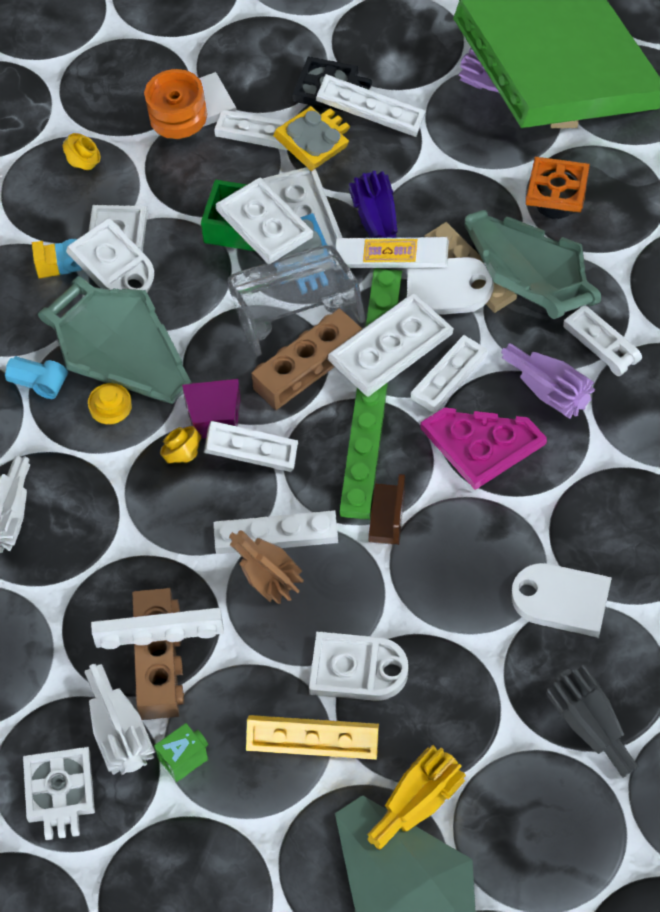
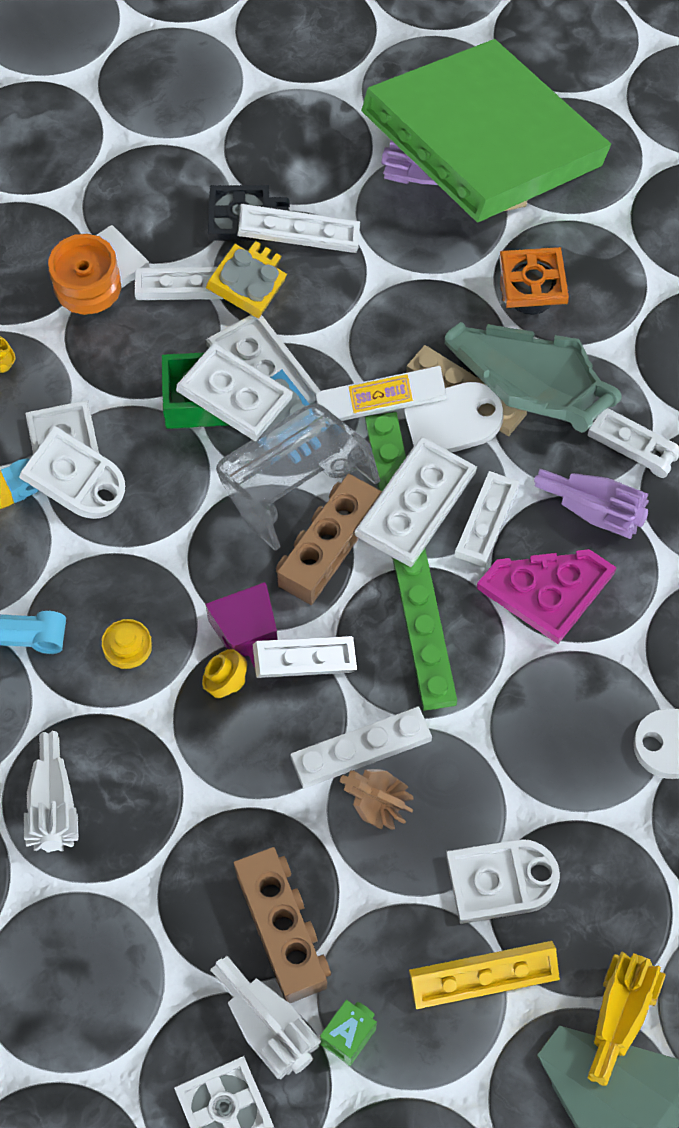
camera: 20 degrees left, 5 degrees up
(117, 340) = (111, 568): sand green windscreen -> none
(146, 629) = (295, 895): white plate -> none
(375, 204) = (344, 344): dark purple piece -> none
(387, 512) = (476, 693): reddish brown panel -> none

